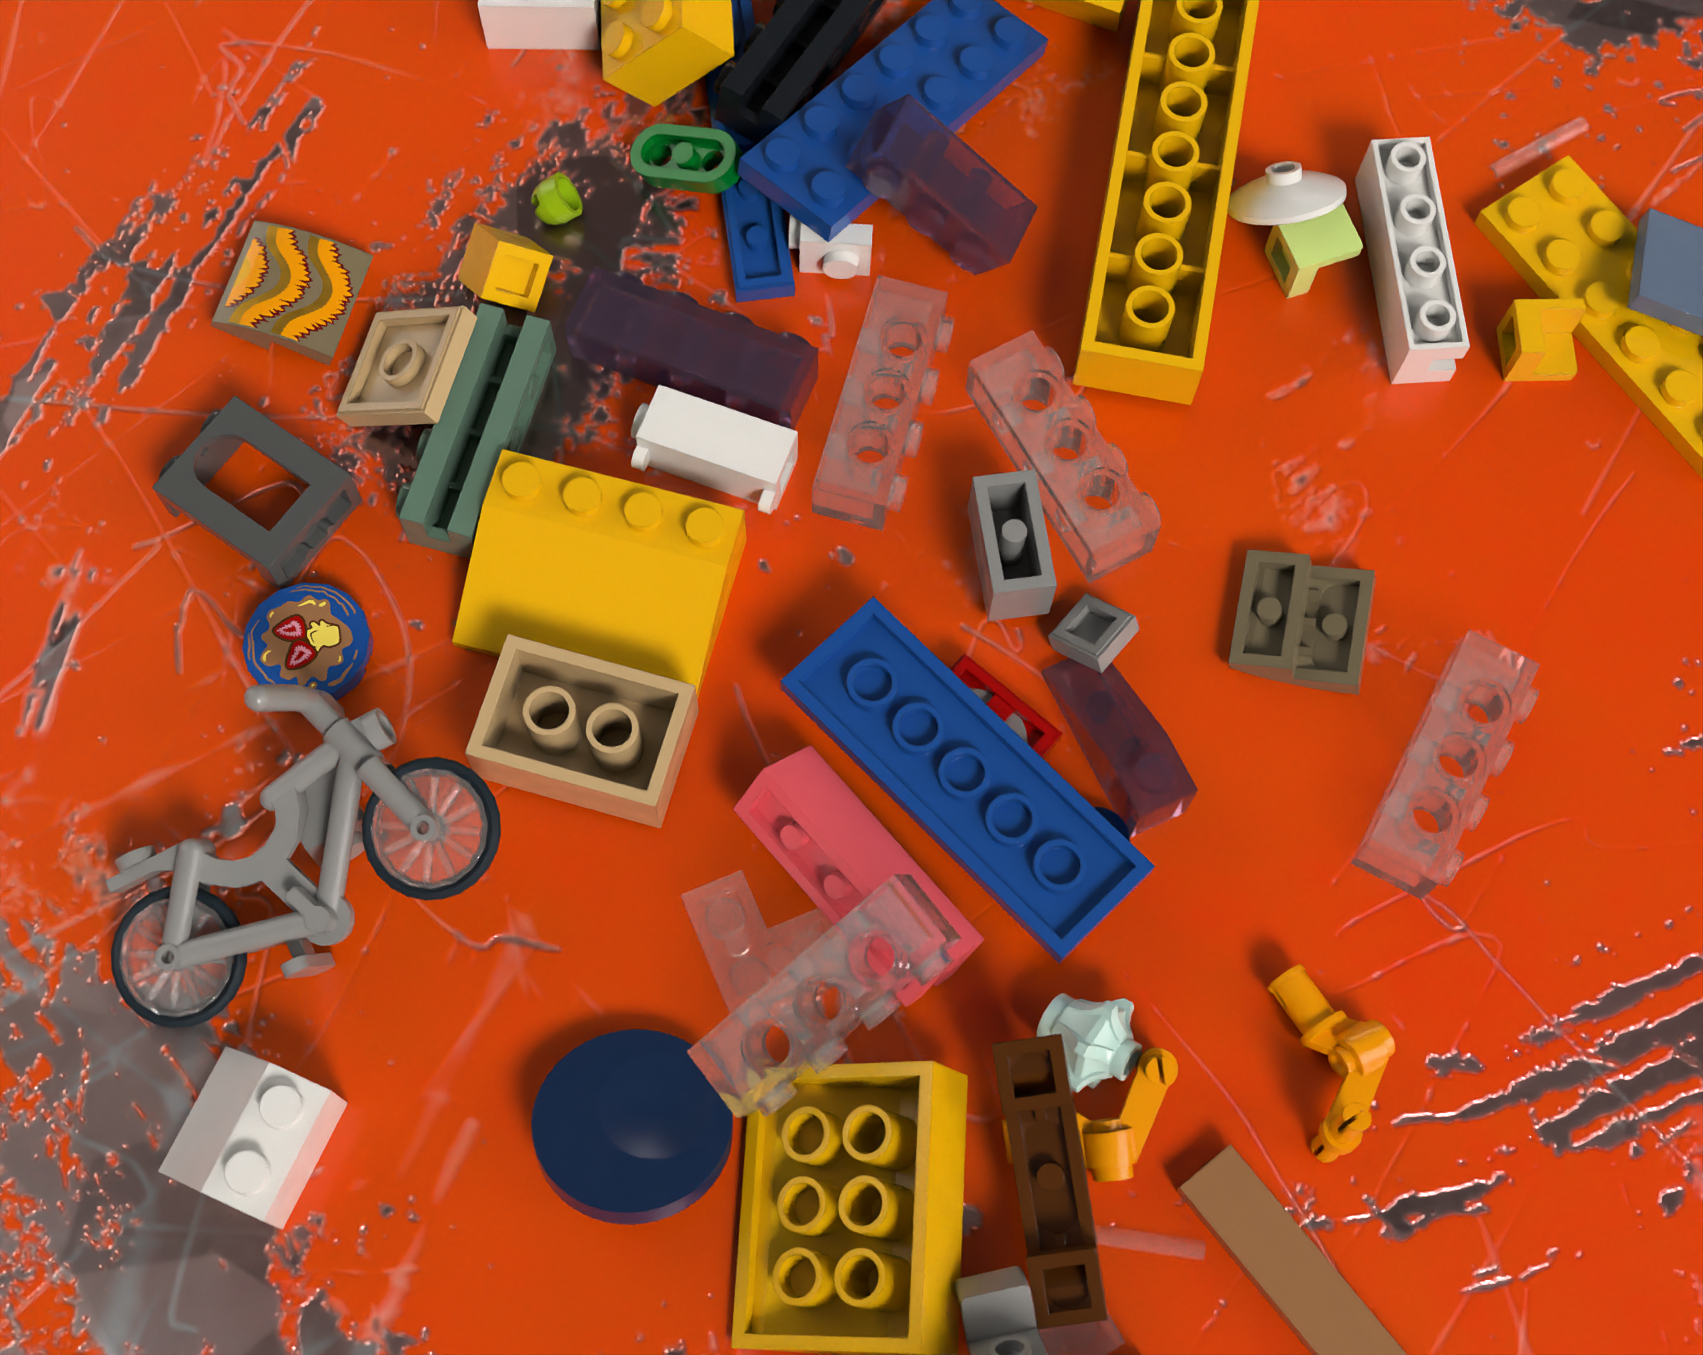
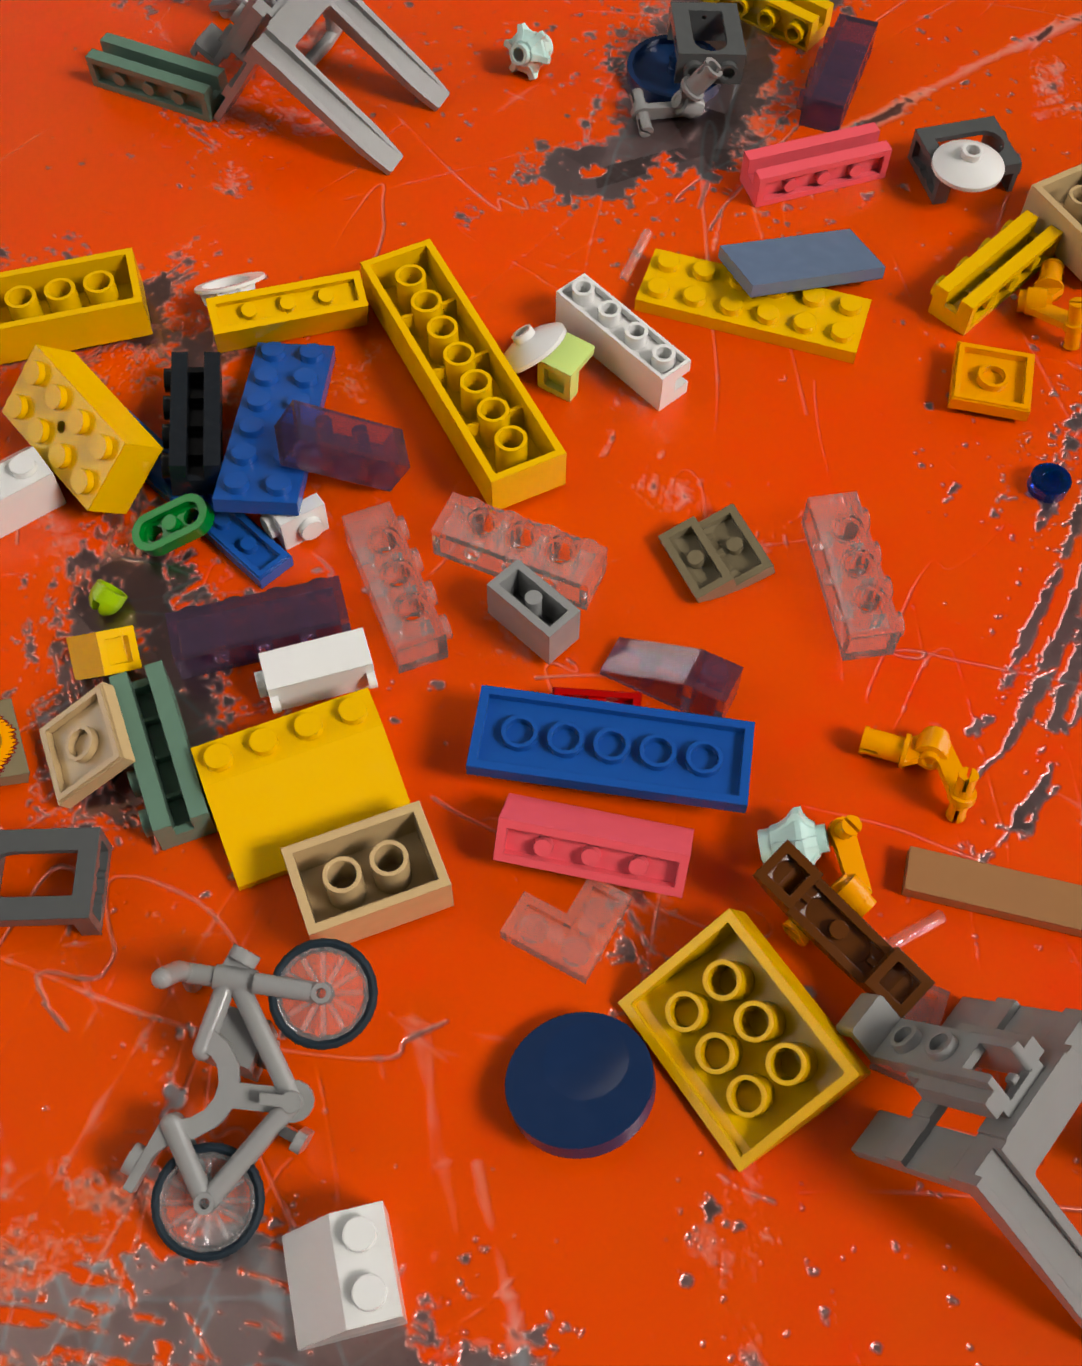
camera: 35 degrees left, 10 degrees down
(309, 639) = (137, 945): tile -> none
(736, 1051) = (607, 993): clear brick -> none
(1093, 632) = (613, 630): light grey tile -> none
(1538, 339) = (713, 343): yellow panel -> none

